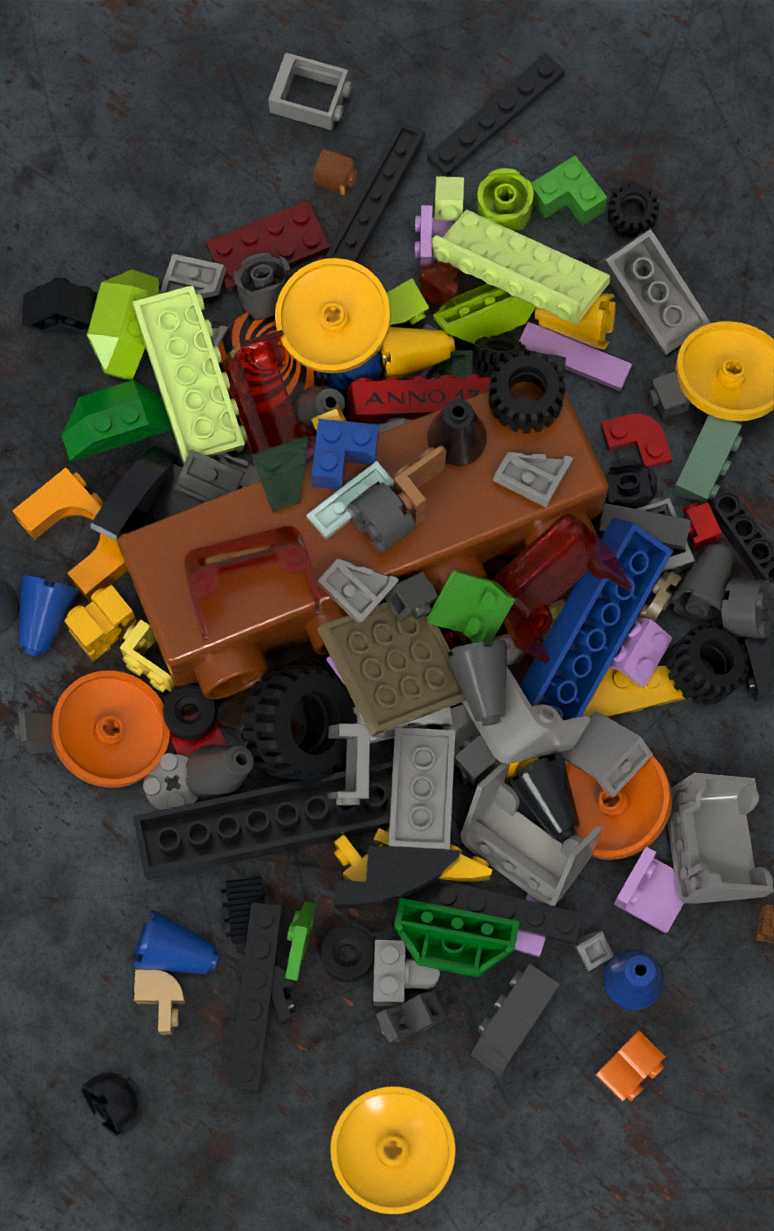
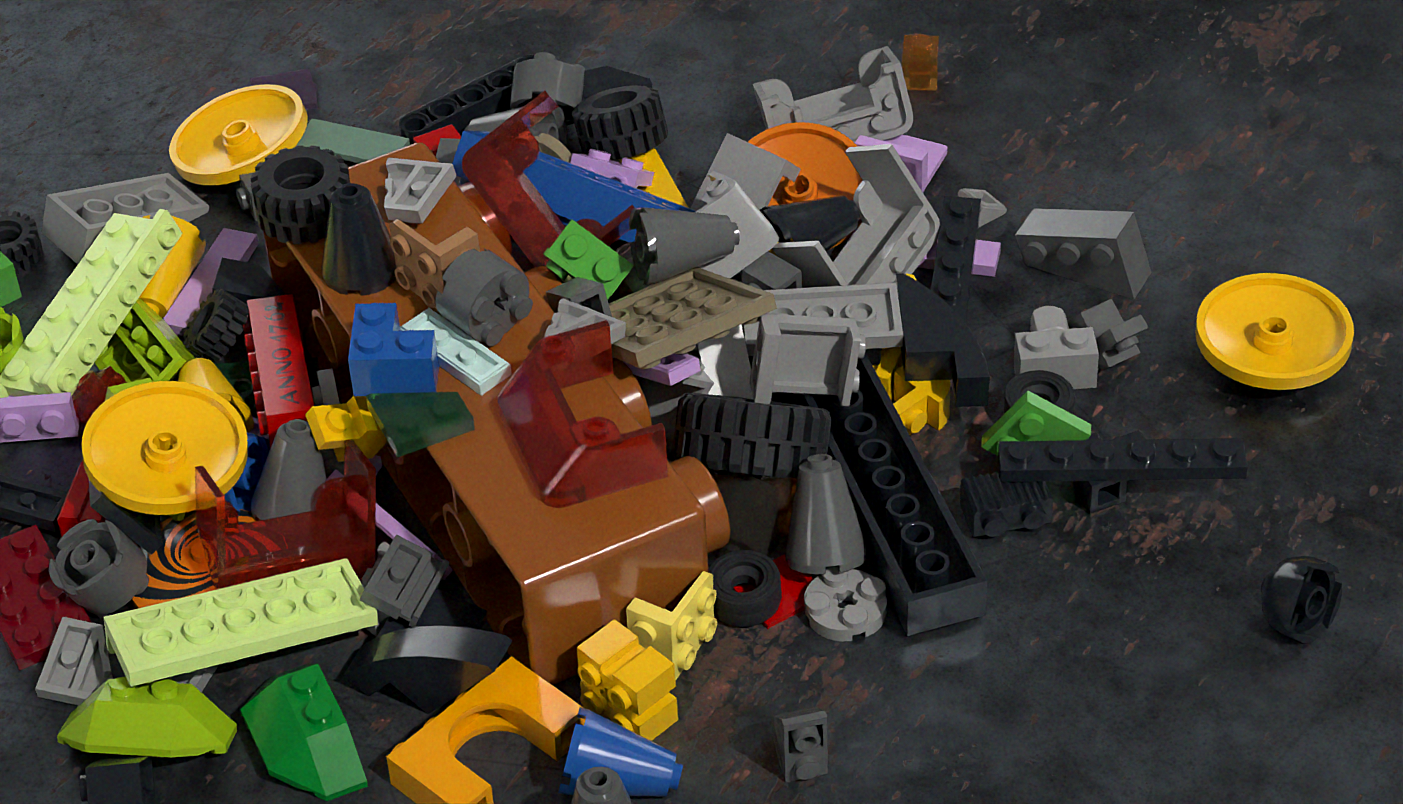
camera: 95 degrees left, 30 degrees down
(109, 729) = (782, 661): orange dish -> none
(160, 989) = (1142, 568): tan brick -> none
(172, 948) = (1075, 570): blue cone -> none
(454, 937) = (1002, 288): green wedge -> none
(628, 988) = (1009, 153): blue cone -> none
(630, 1067) = (1112, 159): orange brick -> none

